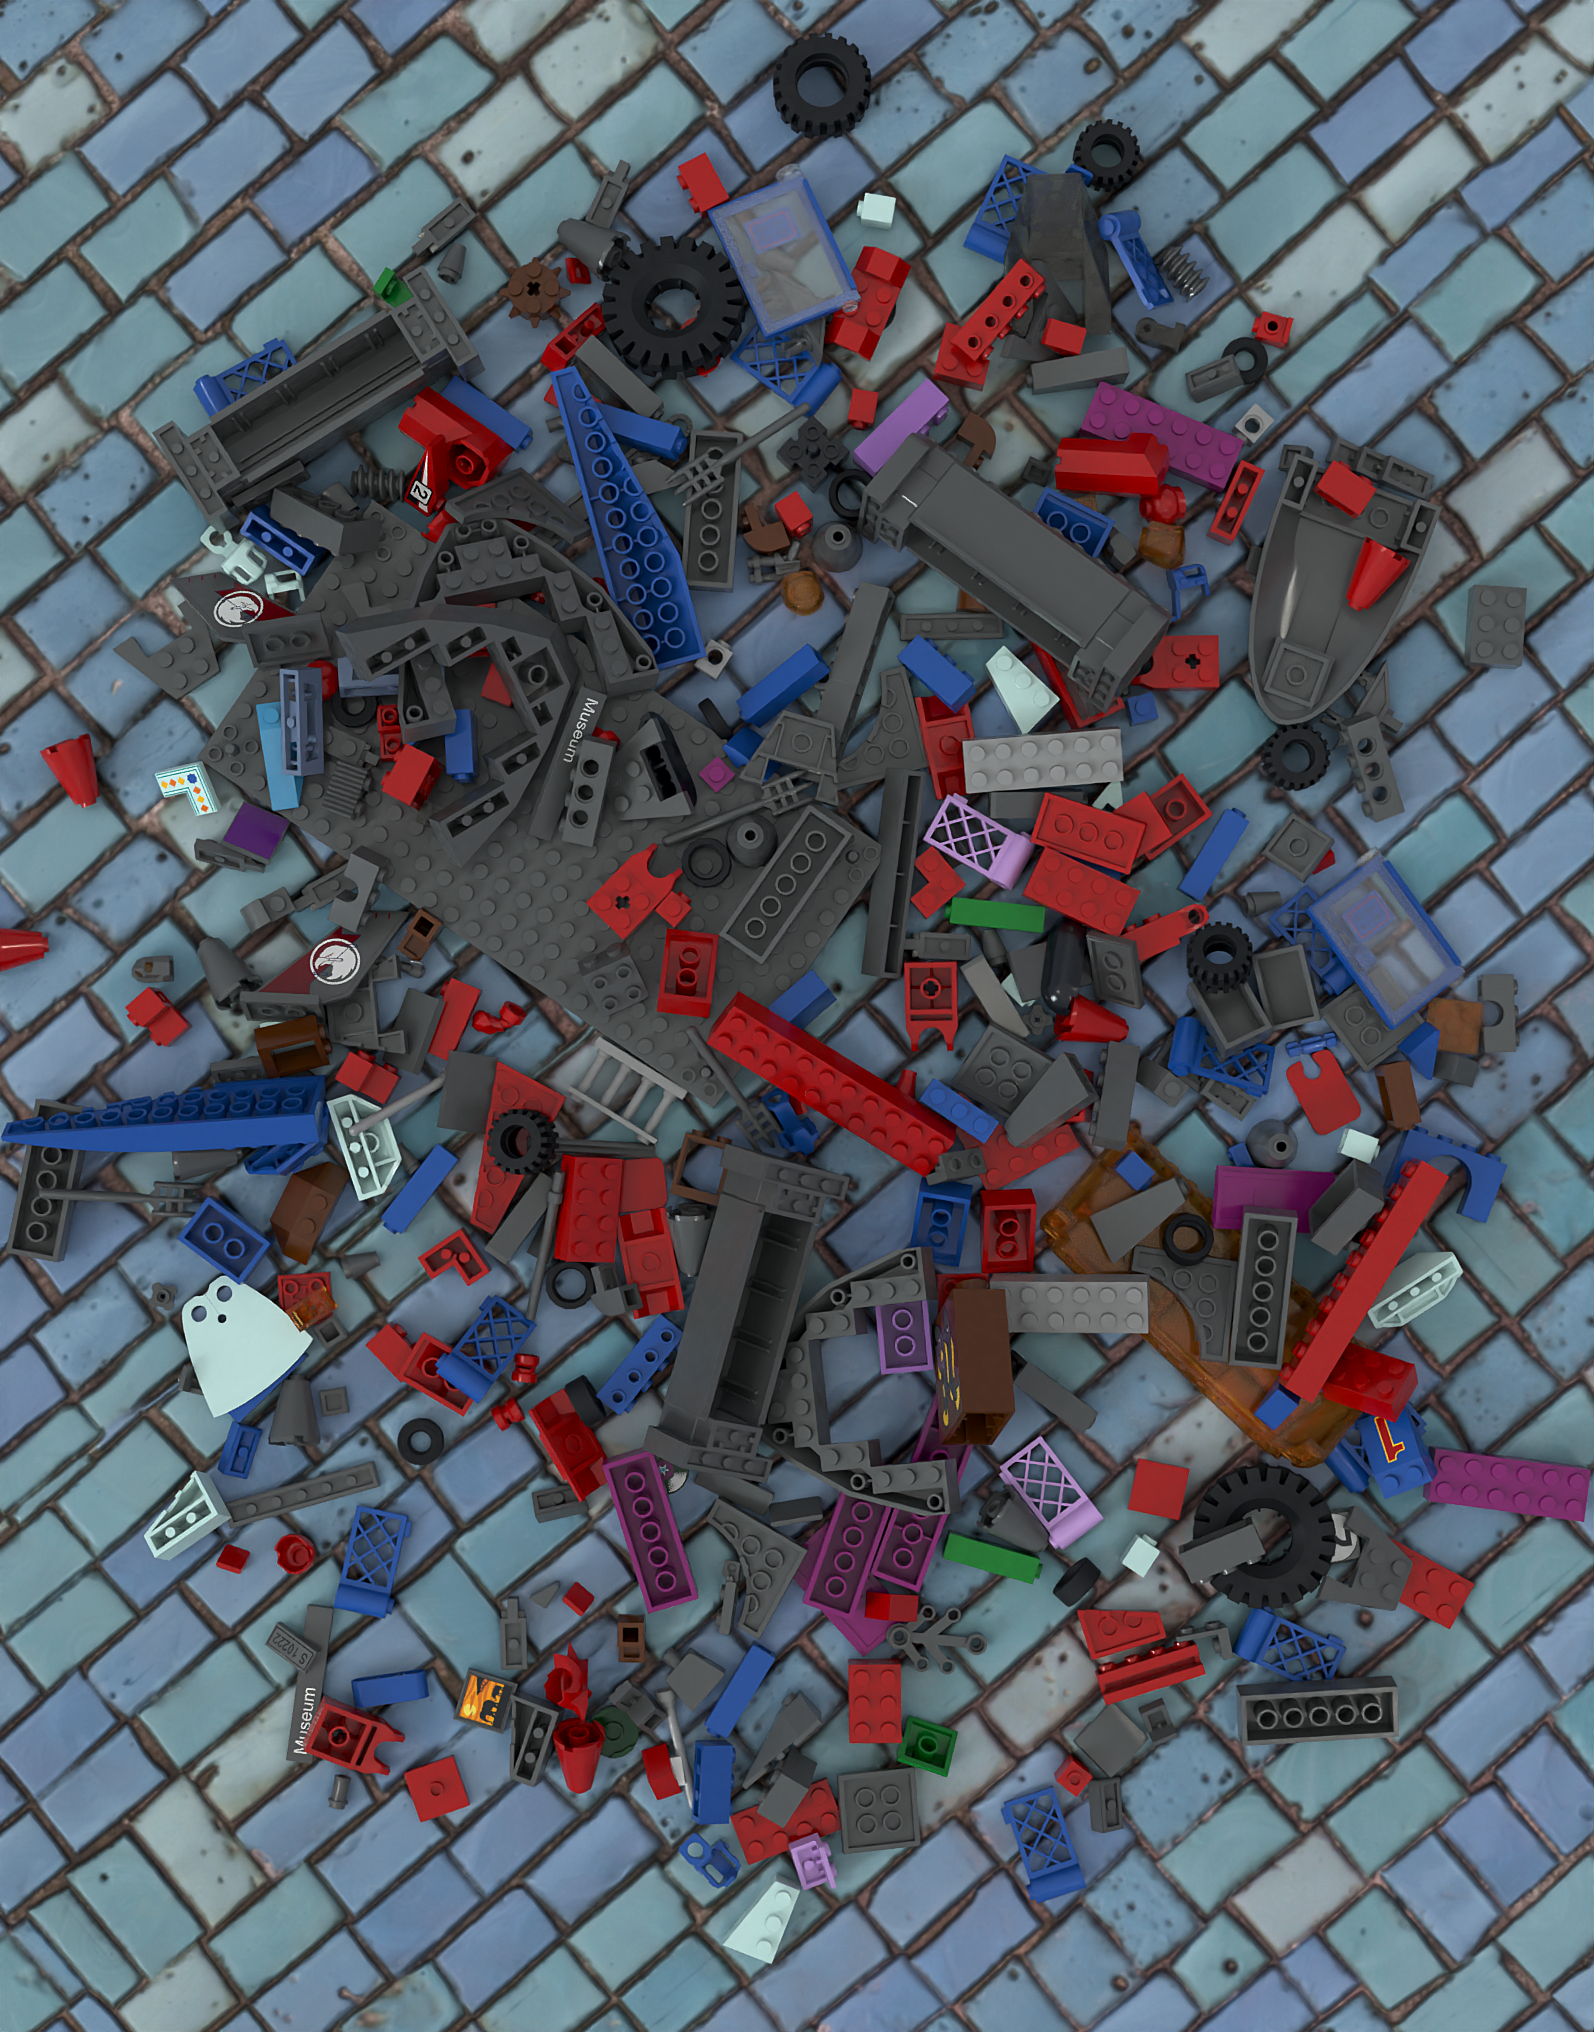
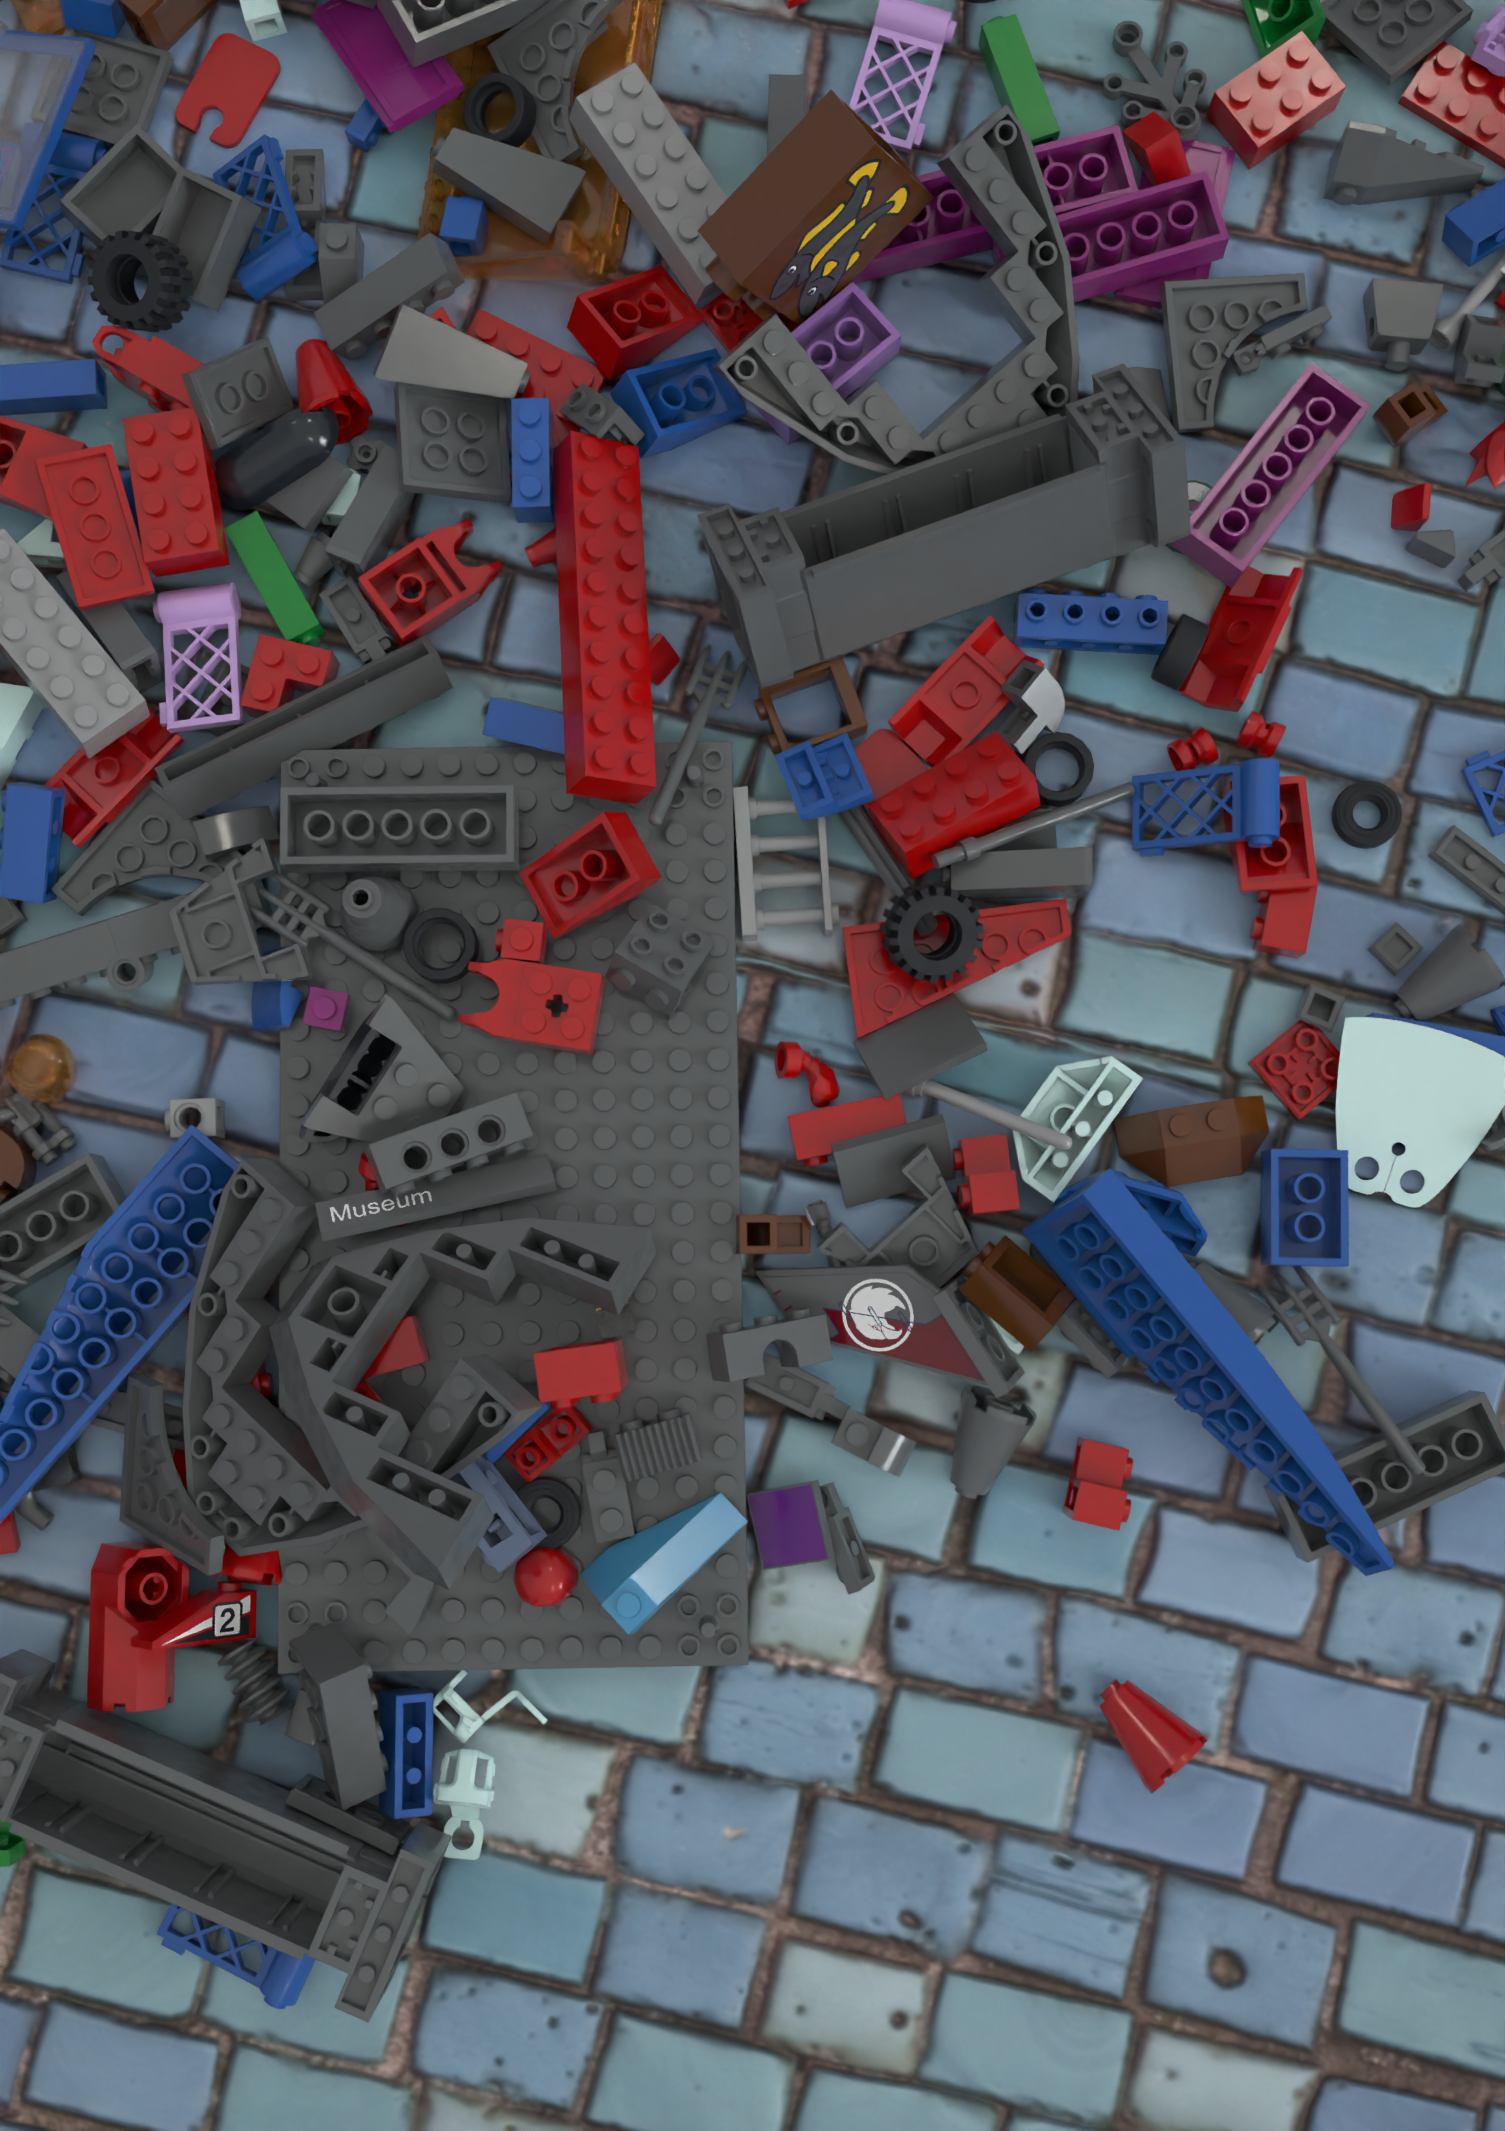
camera: 125 degrees left, 5 degrees down
(74, 768) = (870, 1811): red cone -> none
(154, 969) = (1044, 1532): dark grey rock -> none
(169, 1292) = (1414, 1234): dark grey plate -> none
(182, 663) = (646, 1769): dark grey wing -> none
(191, 780) = (781, 1651): light aqua tile -> none
(248, 617) = (530, 1730): piece -> none
(302, 721) = (608, 1561): sand blue brick -> none
(311, 1309) = (1312, 1045): clear orange slope -> none
(359, 1264) = (1215, 1032): dark grey cone -> none
(408, 1161) = (1052, 1056): dark grey pin -> none
(419, 1189) = (1075, 1022): blue brick -> none
(457, 1251) = (1119, 927): red brick -> none
(463, 748) = (508, 1333): blue brick -> none
(488, 414) = (72, 1607): blue brick -> none
(557, 1503) = (1319, 611): dark grey slope -> none
(655, 1146) = (824, 777): none -> blue slope
(689, 1233) = (897, 668): dark grey cone -> none
(715, 719) = (264, 1065): black tyre -> none
(739, 1690) = (1376, 254): blue brick -> none
(782, 686) = (168, 1011): blue brick -> none
(788, 1787) = (1451, 115): dark grey brick -> none
(795, 1511) = (1128, 333): dark grey slope -> none
(797, 1135) = (692, 632): blue piece -> none
(864, 793) = (235, 831): none -> dark grey slope
(1013, 1521) = (959, 89): dark grey cone -> none
(1260, 902) = (55, 300): dark grey cone -> none
(1263, 1140) = (323, 93): dark grey cone -> none
(1311, 1044) = (181, 136): blue axle -> none

